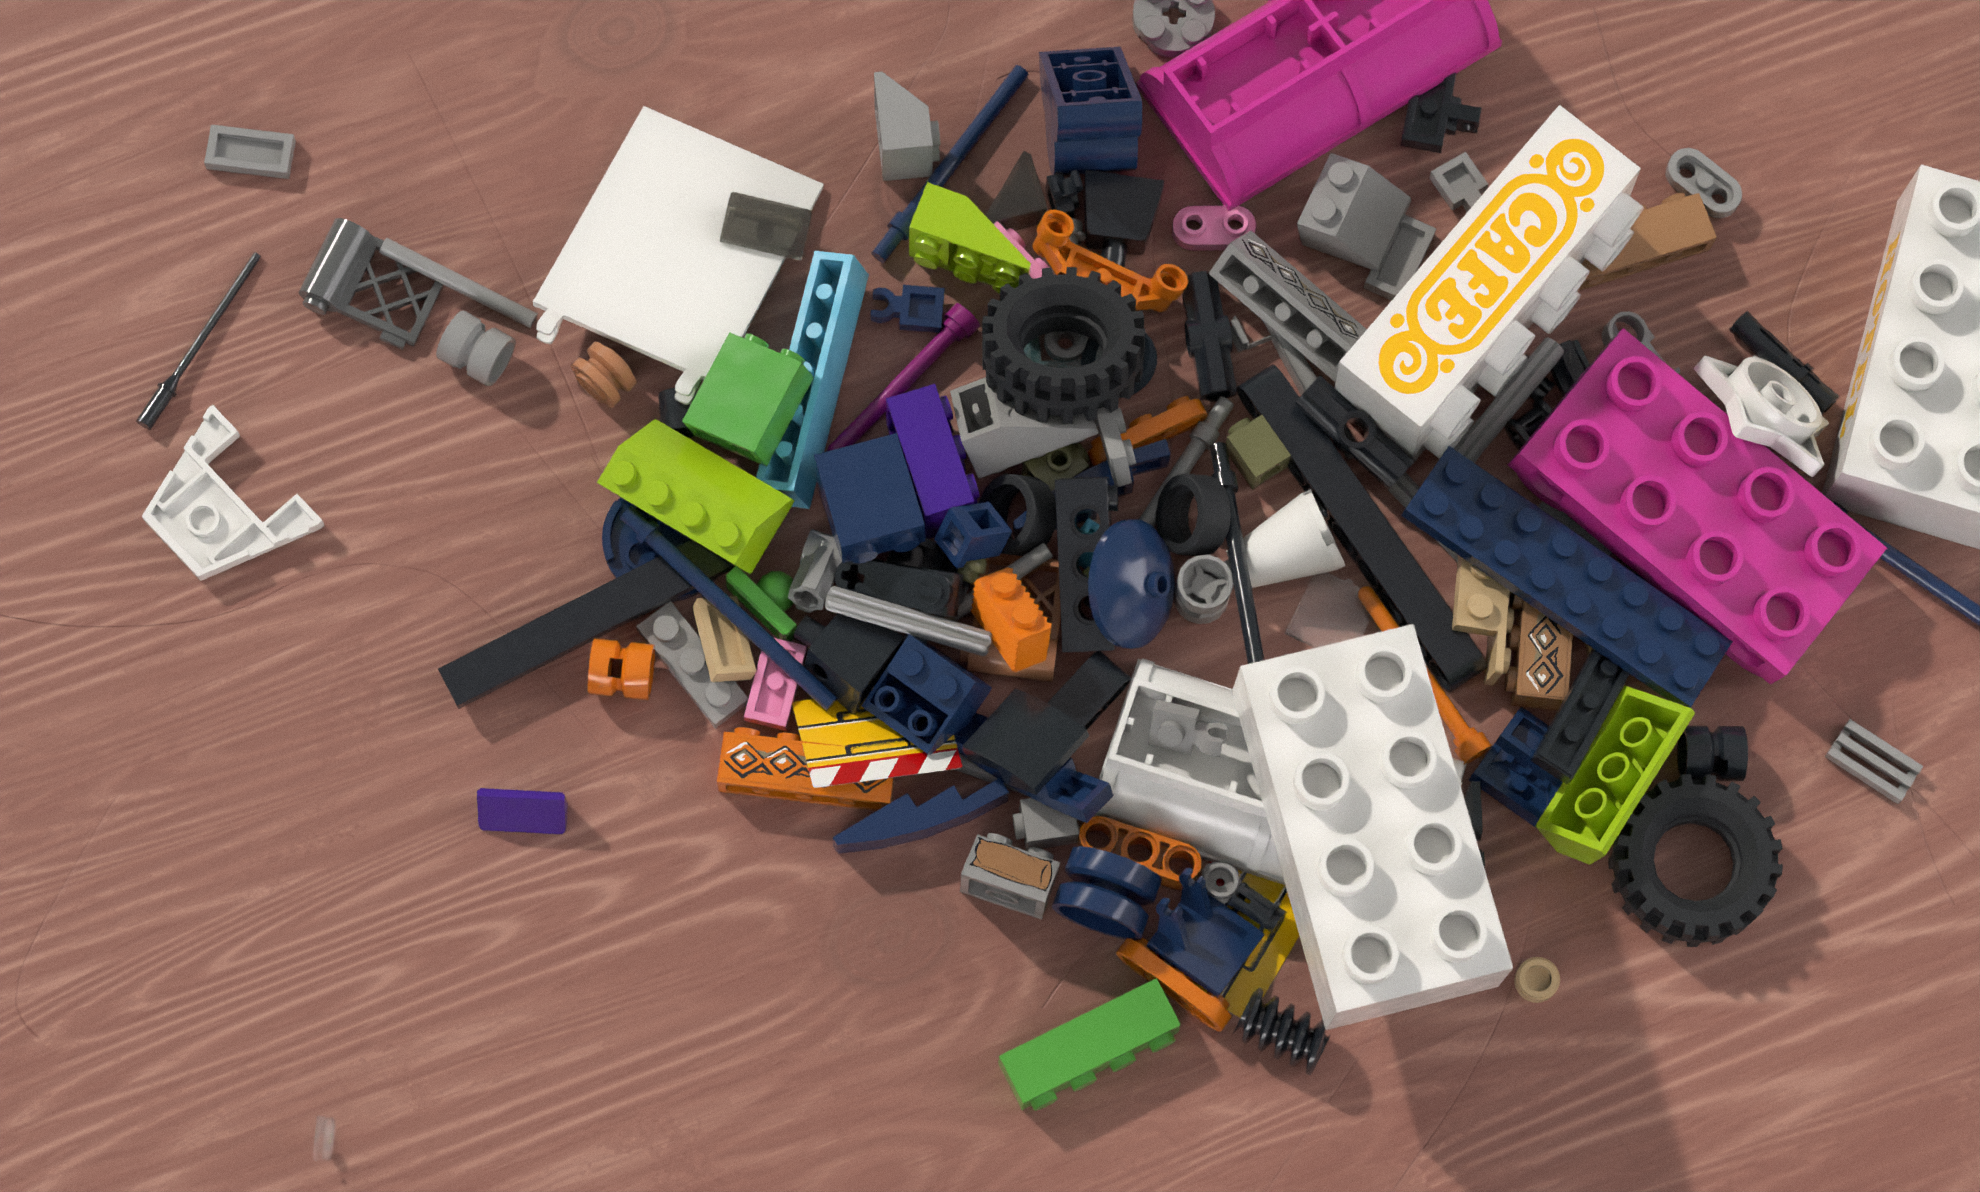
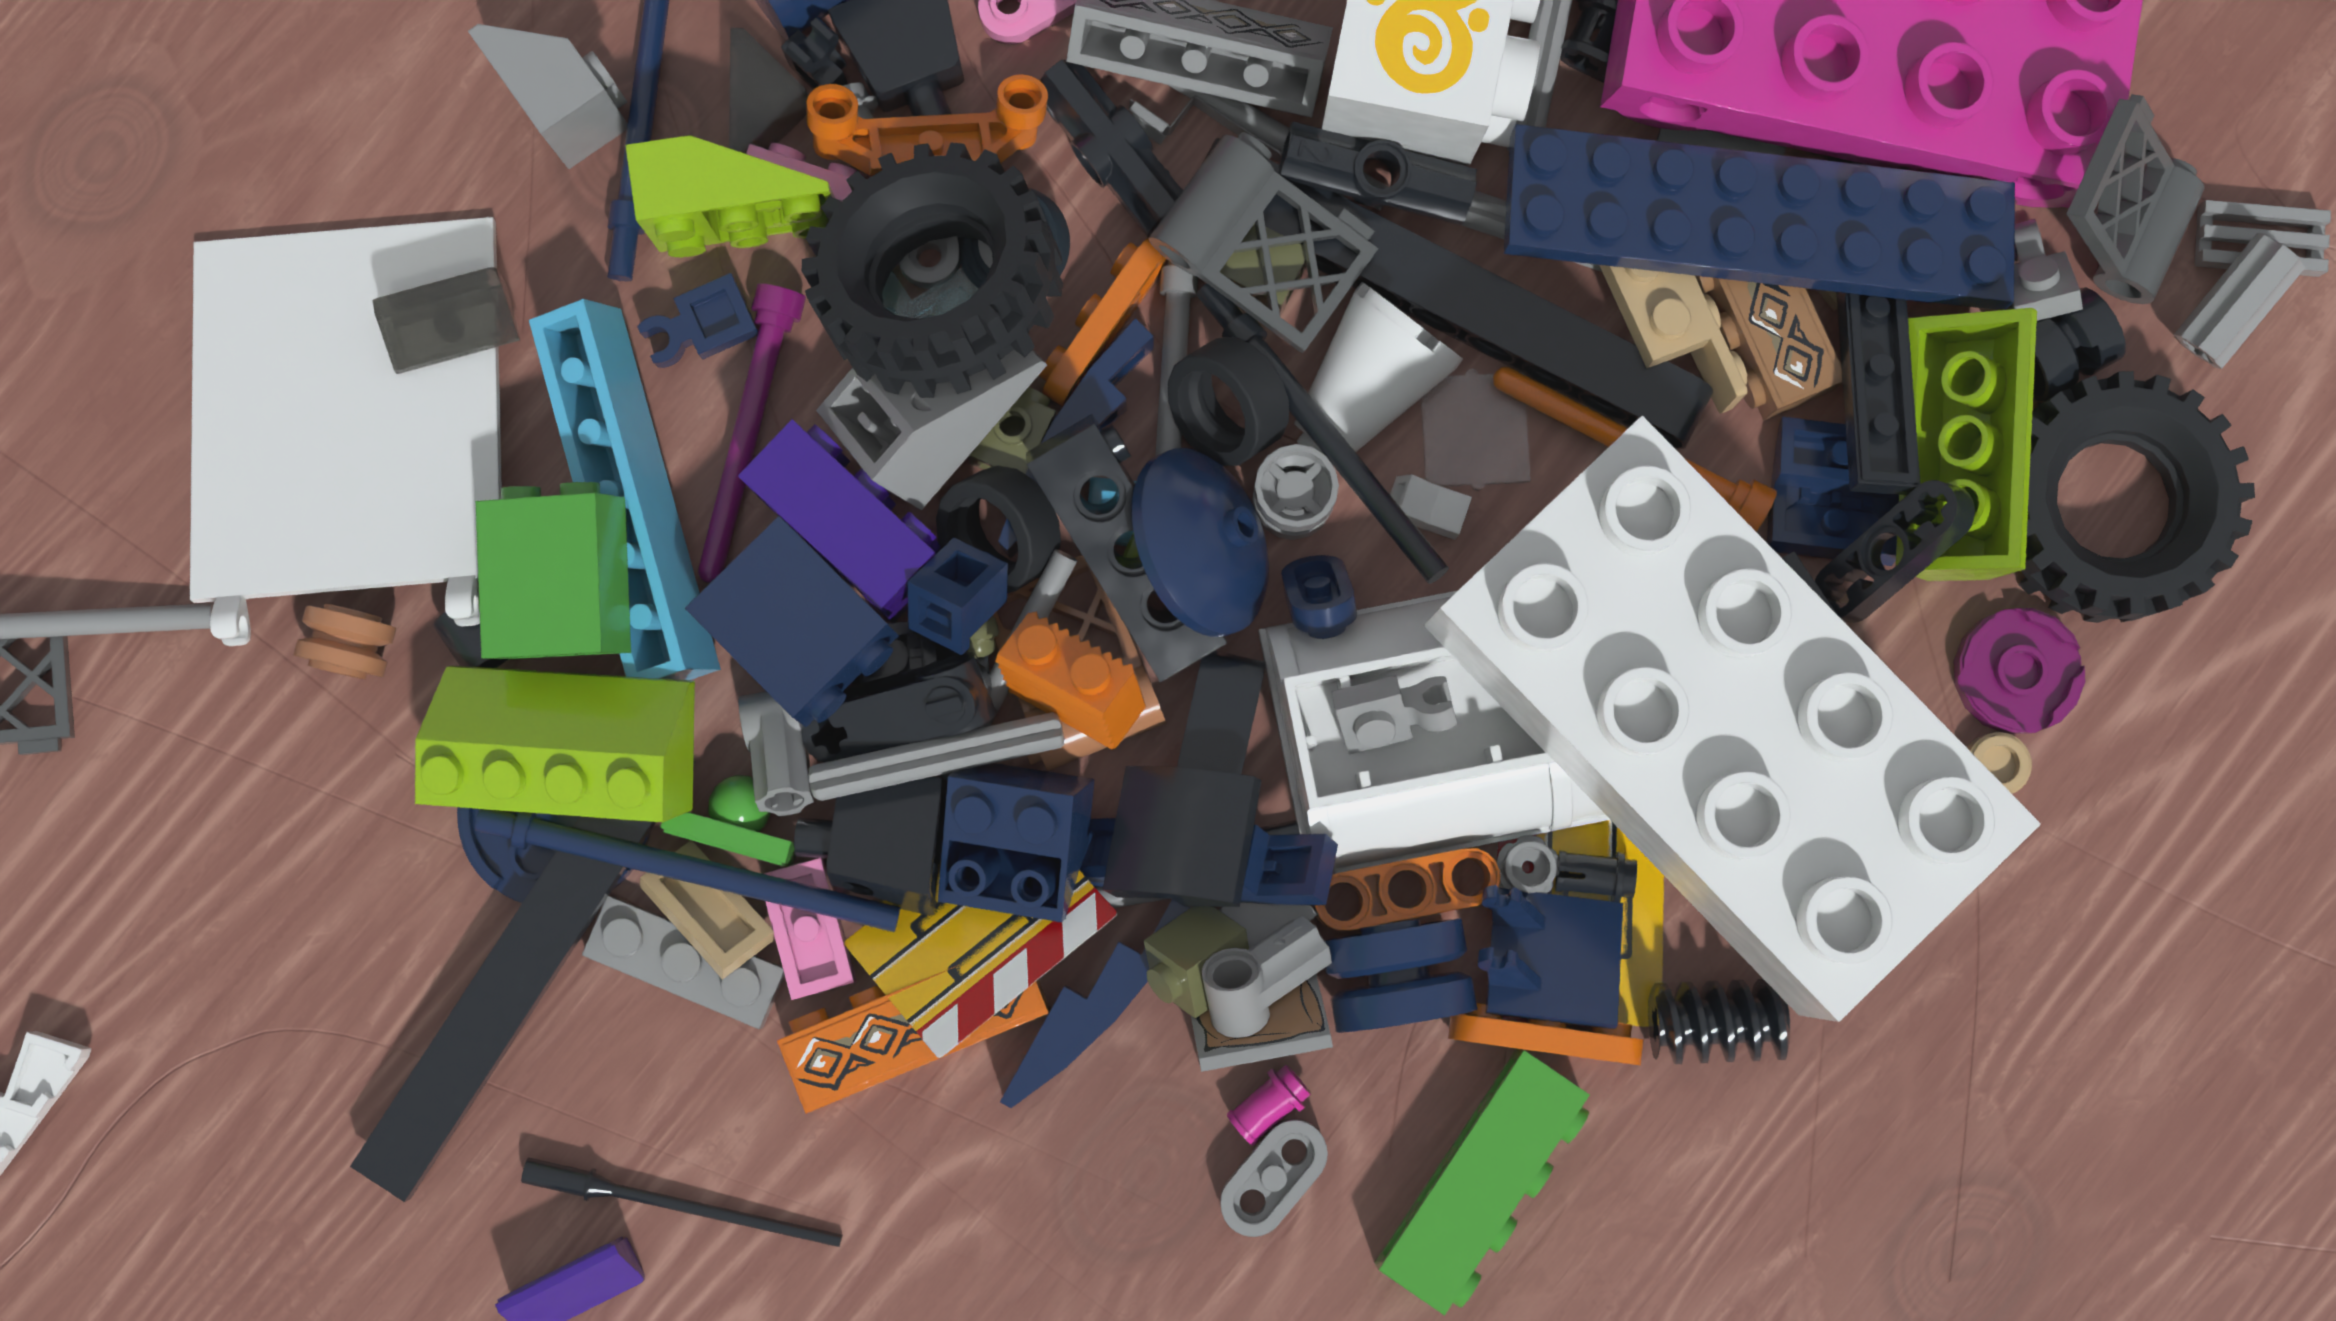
camera: 25 degrees left, 10 degrees up
(480, 351) = (141, 700): light grey wheel -> none
(565, 760) = (592, 1185): none -> black piece
(636, 669) = (616, 1021): orange wheel -> none
(965, 974) = (1274, 1177): none -> light grey plate
(988, 933) = (1269, 1104): none -> dark pink pin
(995, 817) = (1179, 953): none -> olive brick
(1017, 841) = (1246, 982): none -> light grey piece
(1118, 452) = (1087, 376): light grey hinge -> none
(1183, 654) = (1319, 595): none -> dark blue plate
(1256, 400) = (1222, 207): none -> dark grey piece
(1278, 639) = (1431, 505): none -> white piece
(1564, 804) = (1920, 549): none -> black beam
(1582, 933) = (2019, 671): none -> magenta tile
(1718, 707) = (2042, 280): none -> light grey plate
(1803, 709) = (2139, 205): none -> dark grey piece
(1834, 786) = (2239, 300): none -> light grey axle

